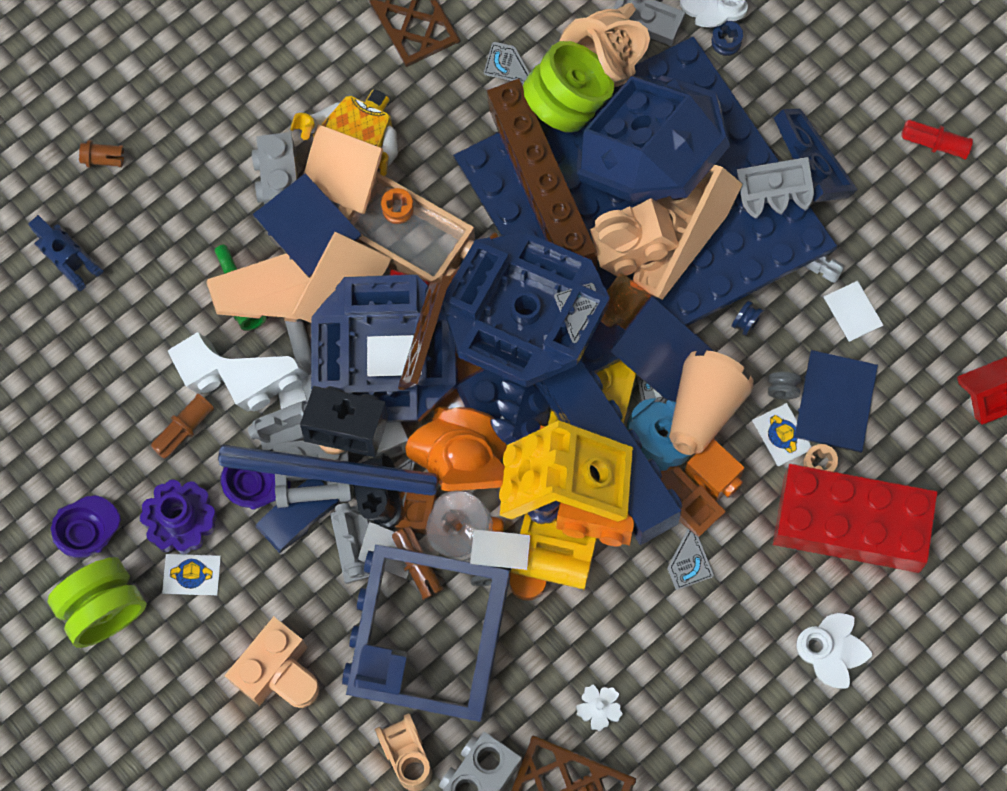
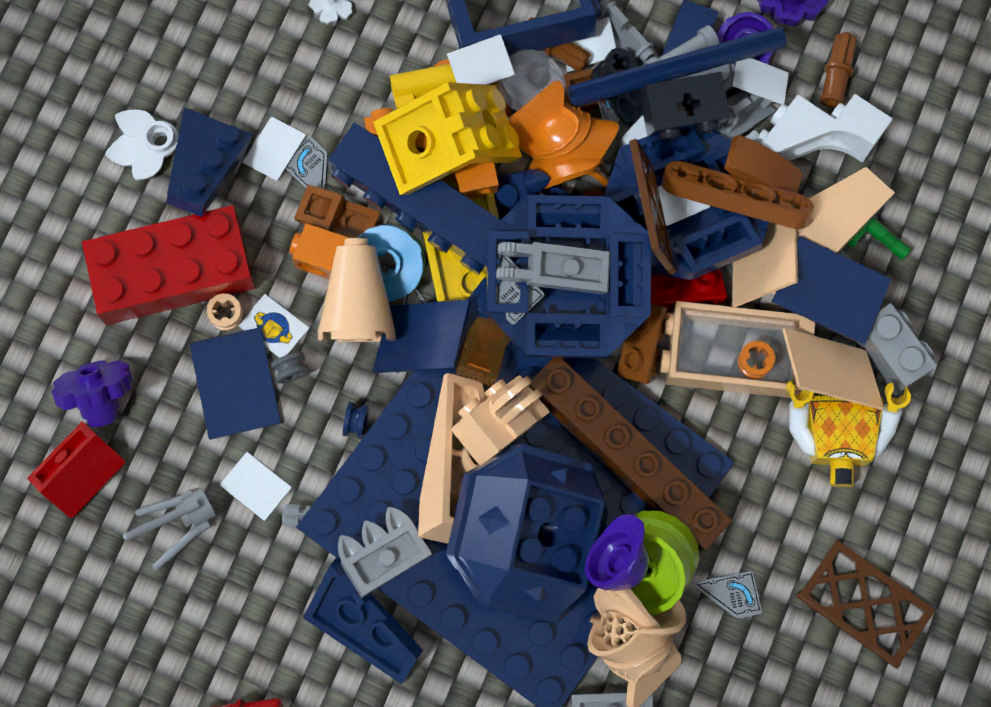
camera: 150 degrees right, 5 degrees up
(258, 432) = (761, 80): none -> white sticker
(305, 346) = (762, 165): none -> dark orange slope
(344, 323) = (737, 195): none -> dark orange beam
(535, 302) = (558, 267): none -> light grey hinge
(598, 77) = (618, 556): none -> dark purple hat
(714, 592) = (274, 148): none -> white sticker
(784, 596) = (203, 160): none -> dark blue wing
(915, 306) = (190, 506): none -> light grey plant
(963, 438) = (94, 390): none -> dark purple plant

